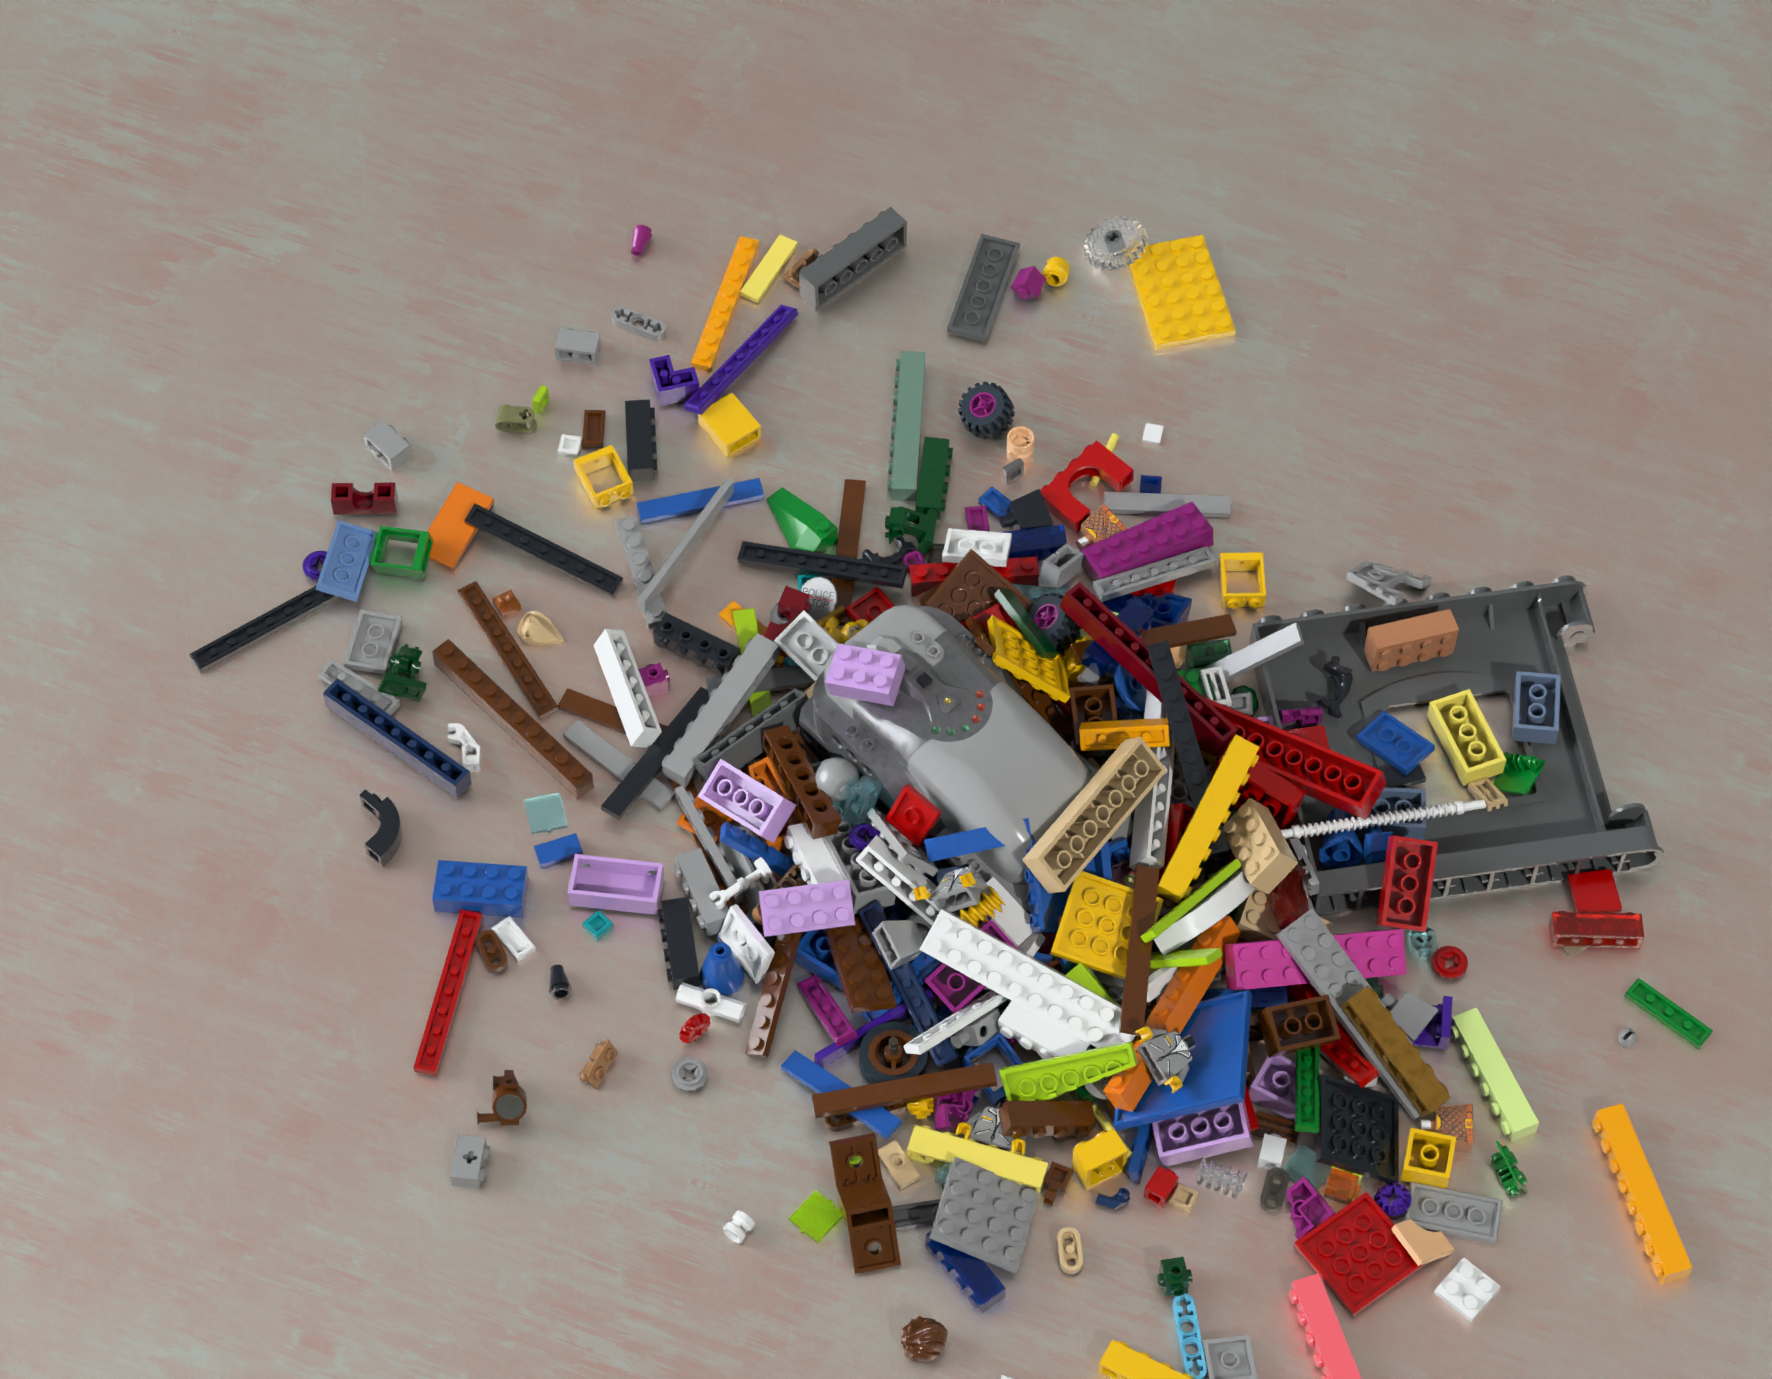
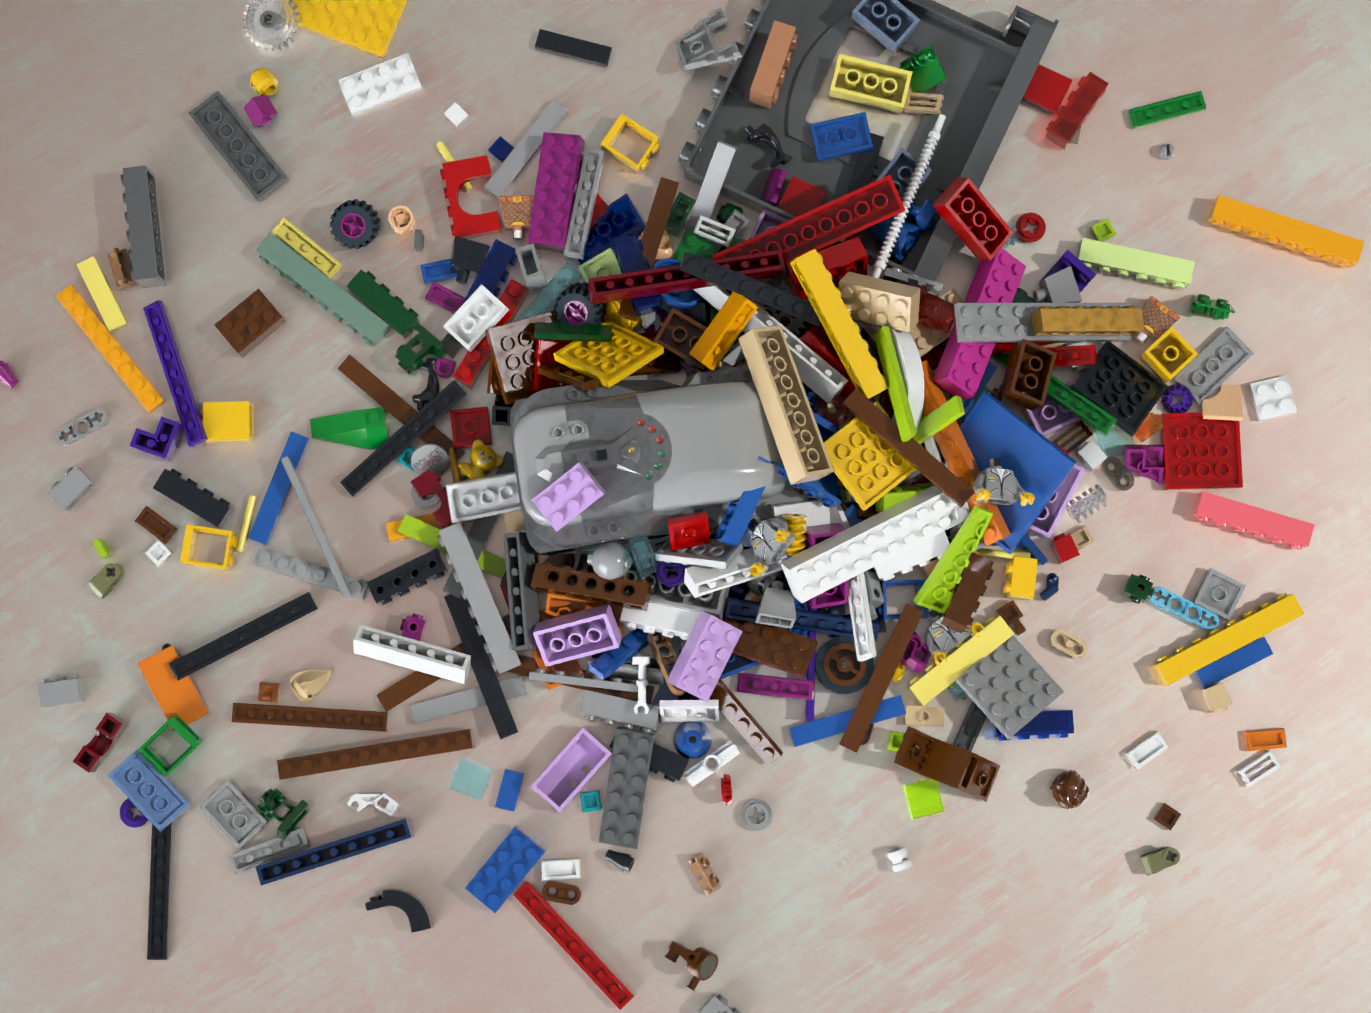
camera: 55 degrees left, 25 degrees up
(632, 940) = (626, 788): none -> dark grey plate
(648, 495) = (246, 523): none -> light yellow bar
(832, 388) = (250, 323): none -> reddish brown brick
(935, 393) = (306, 248): none -> light yellow tile
(1129, 360) = (380, 84): none -> white plate
(1291, 485) = (573, 47): none -> black tile
(1501, 1027) = (1103, 230): none -> lime plate

